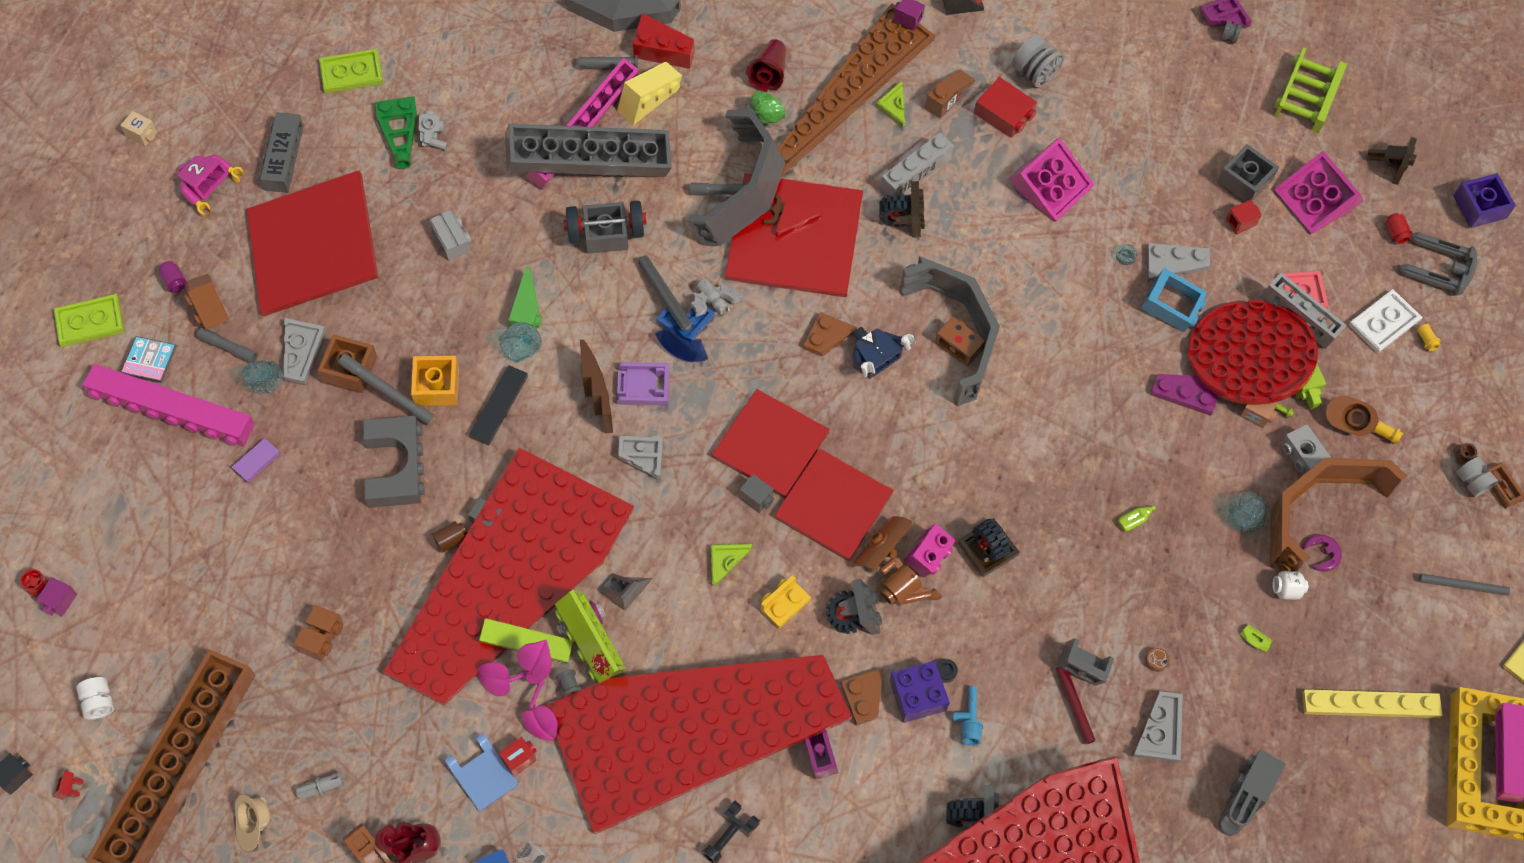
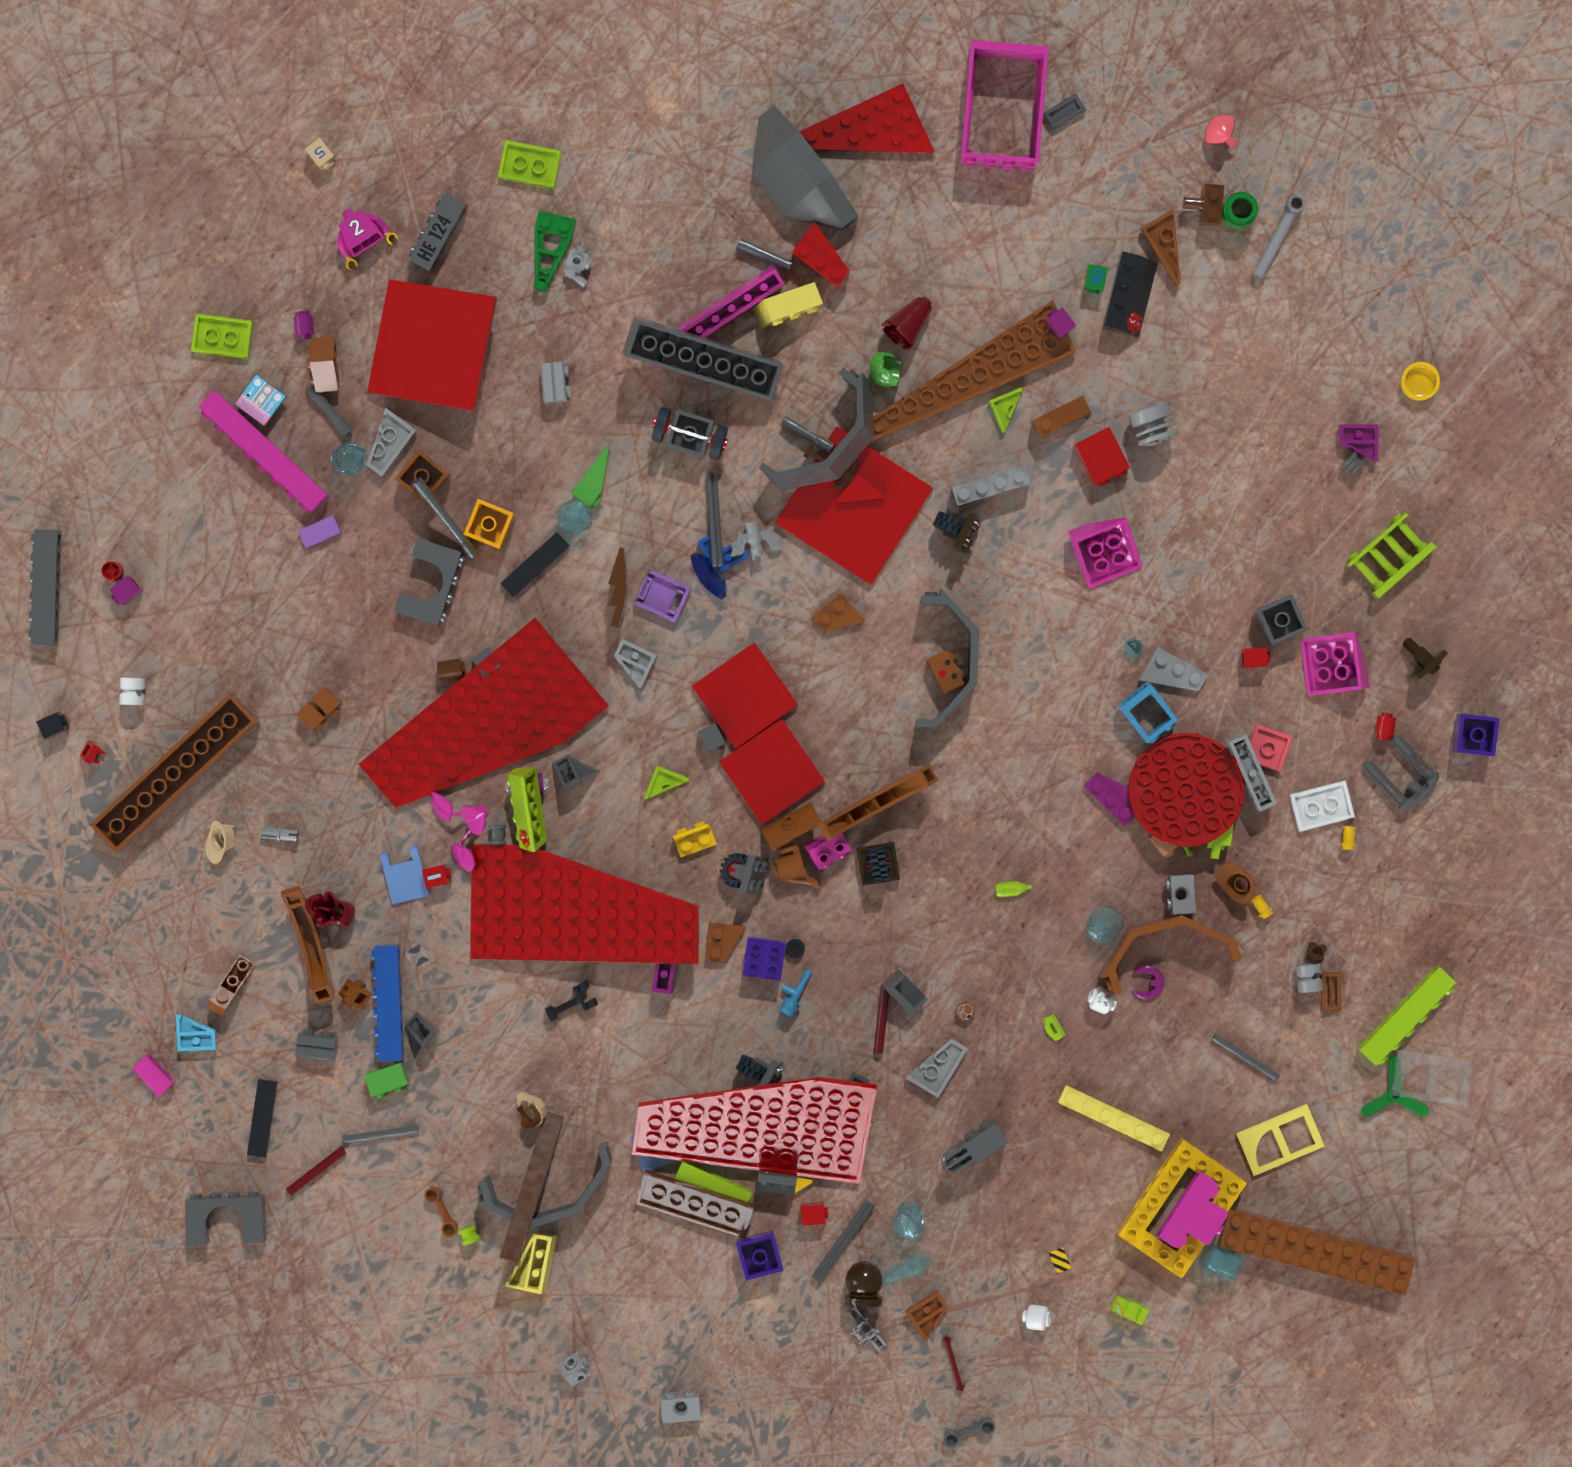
camera: 25 degrees right, 25 degrees up
(515, 637) = (477, 785): lime tile -> none
(878, 350) = (869, 651): dark blue torso -> none
(959, 481) = (877, 802): none -> dark orange arch

